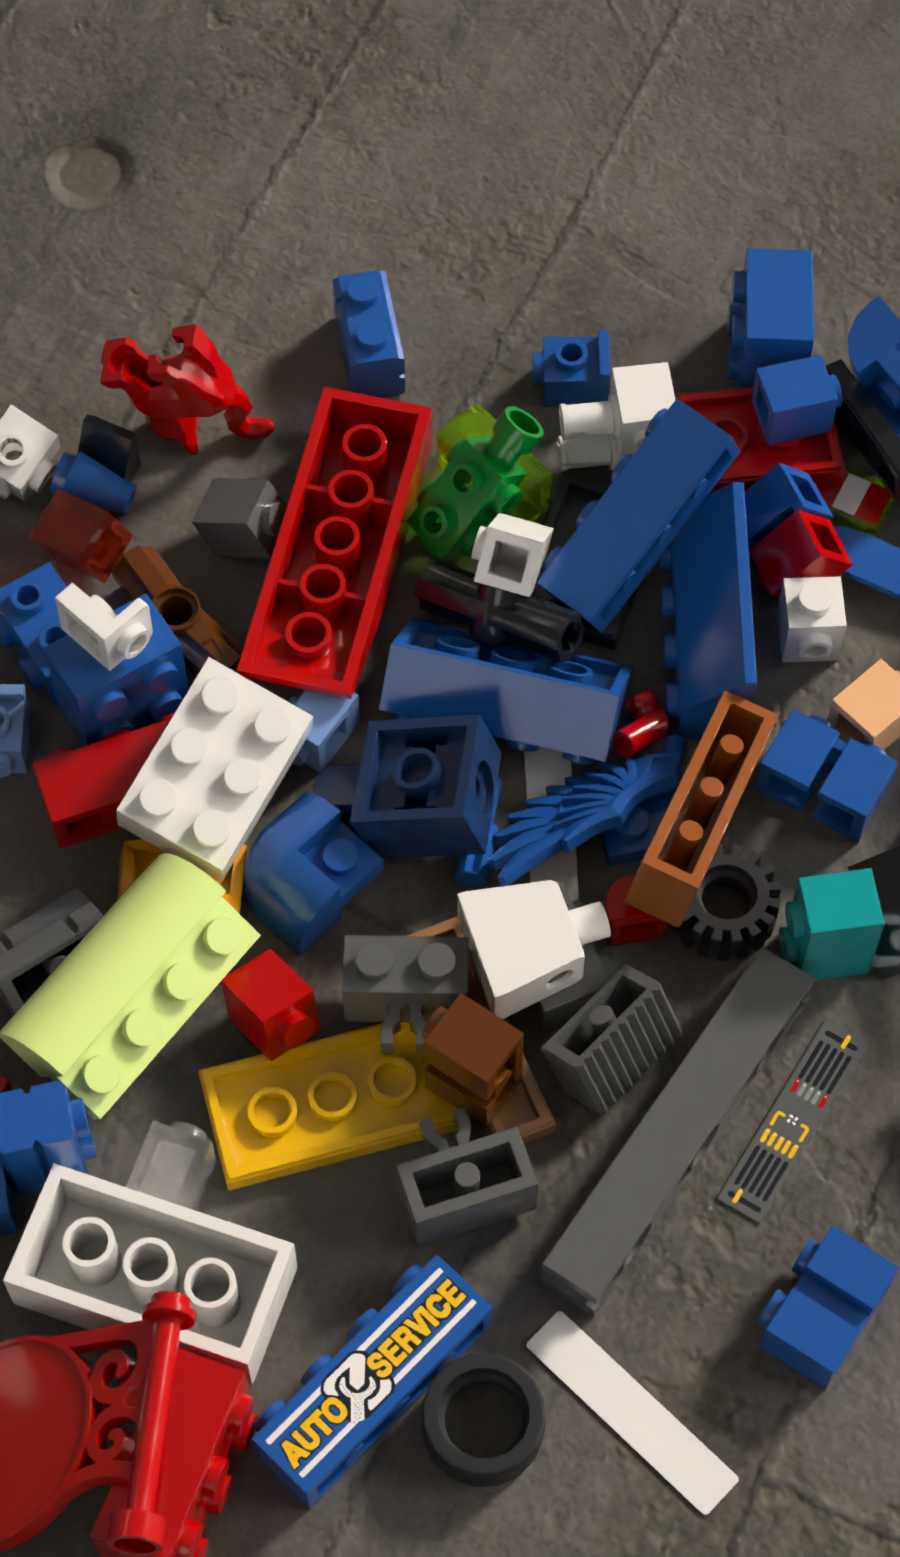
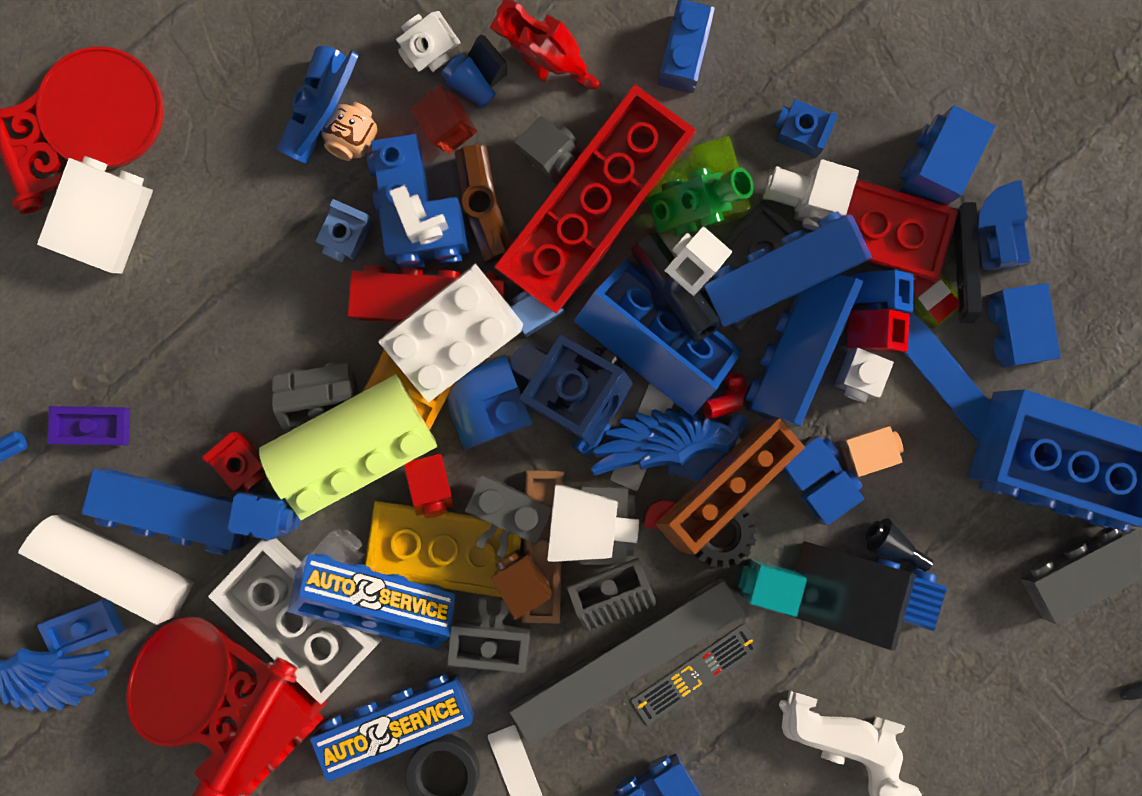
camera: 30 degrees right, 25 degrees up
(261, 1181) = (372, 601): none -> blue brick
(795, 399) = (930, 224): blue brick -> none

